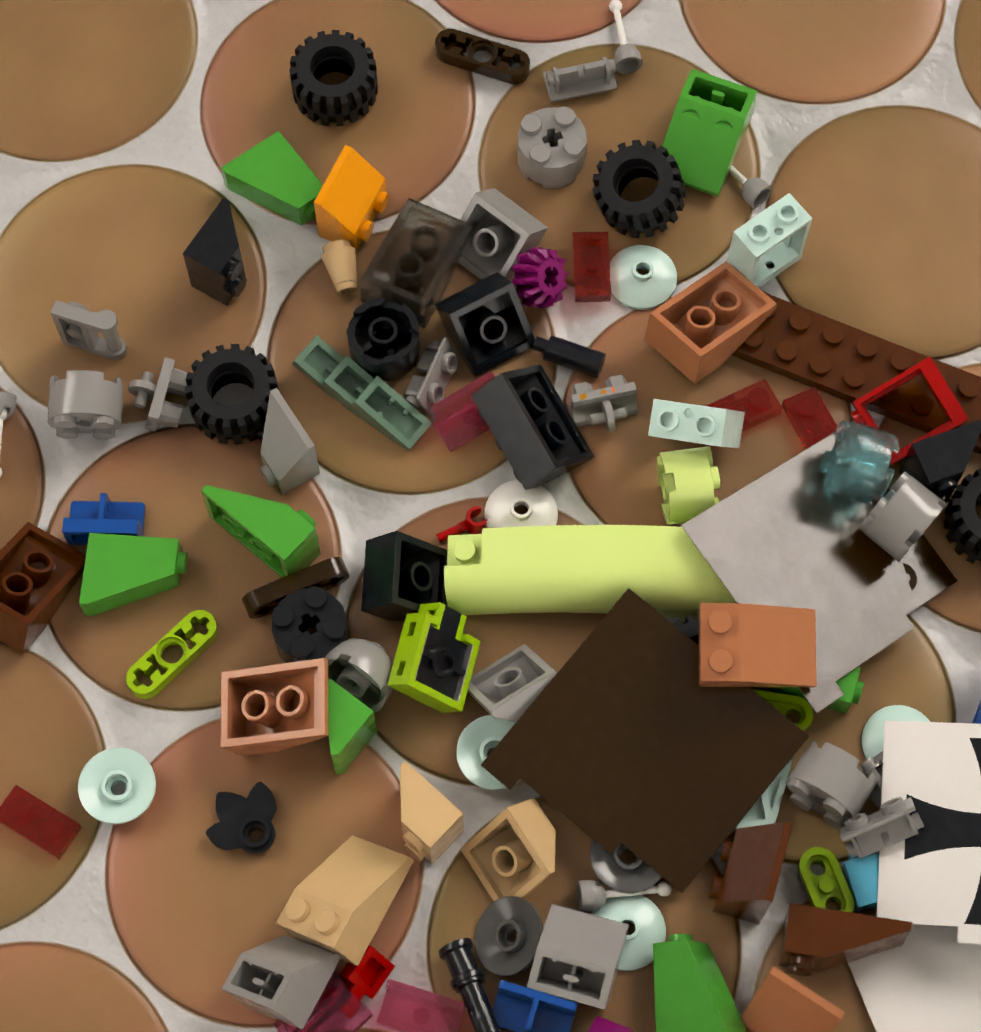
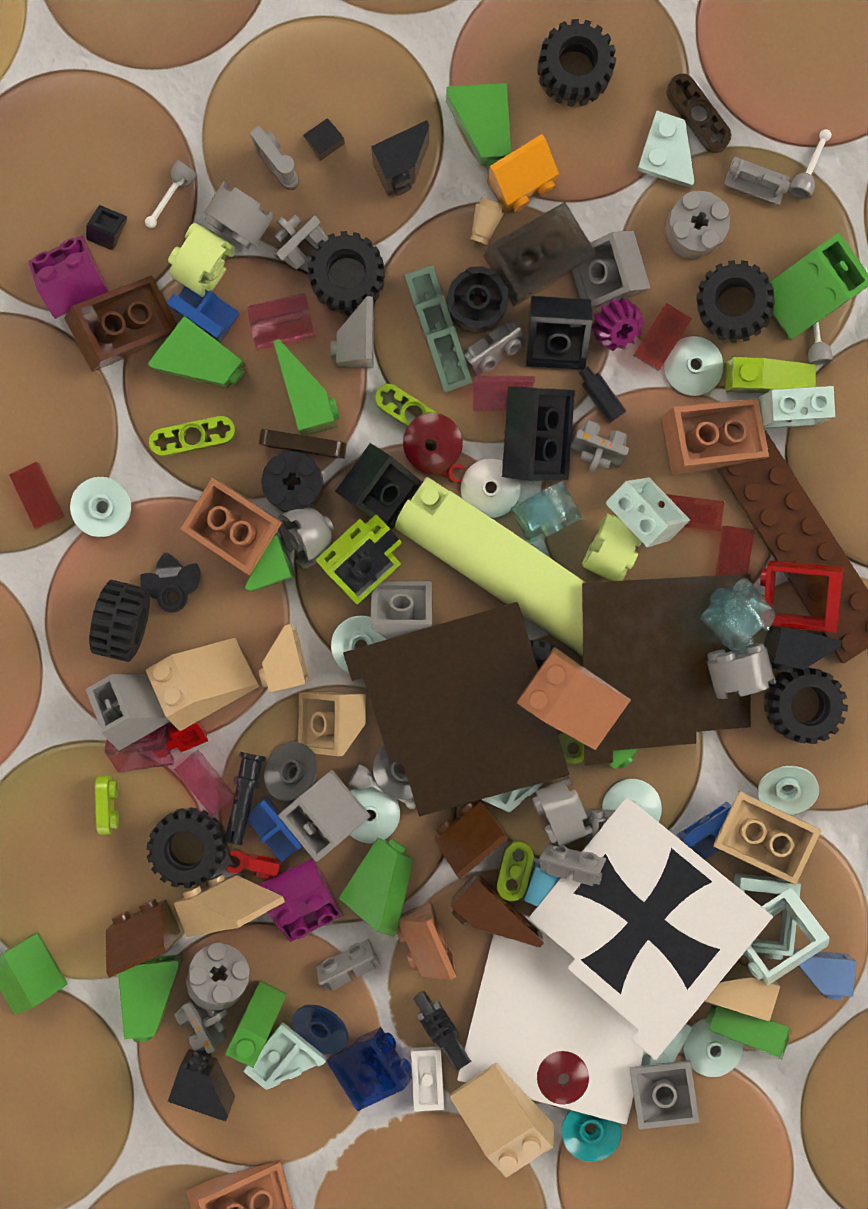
camera: 30 degrees right, 20 degrees up
(71, 469) = (200, 259): none -> yellowish green brick
(128, 290) = (324, 139): none -> black slope
(183, 485) = (280, 319): none -> clear pink panel
(214, 885) = (119, 620): none -> black tyre
(419, 481) = (398, 396): none -> lime beam
(435, 521) = (443, 432): none -> dark red dish
(476, 105) = (668, 151): none -> light aqua wing
(595, 491) = (546, 512): none -> clear light blue brick
(708, 241) = (766, 374): none -> lime slope

